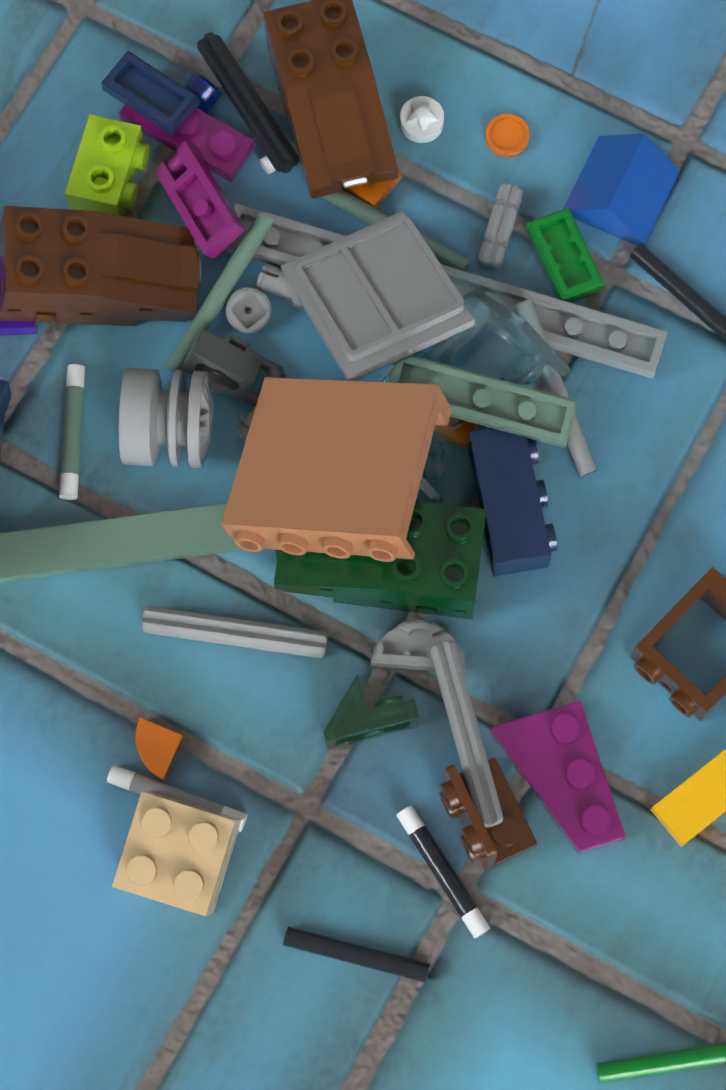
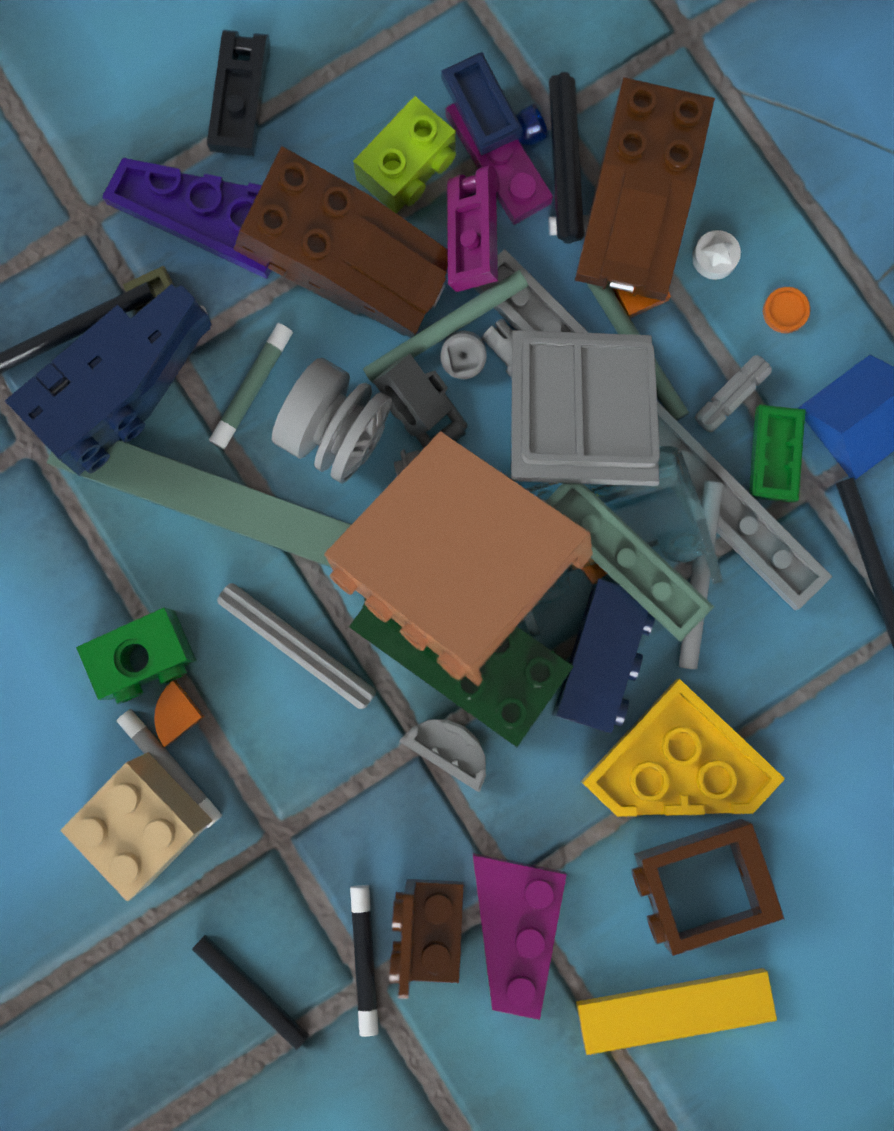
camera: 25 degrees right, 10 degrees up
(99, 683) = (109, 655): none -> green brick
(356, 723) = (357, 789): clear green slope -> none
(466, 732) = (446, 858): light grey axle -> none
(628, 554) = (681, 763): none -> yellow plate

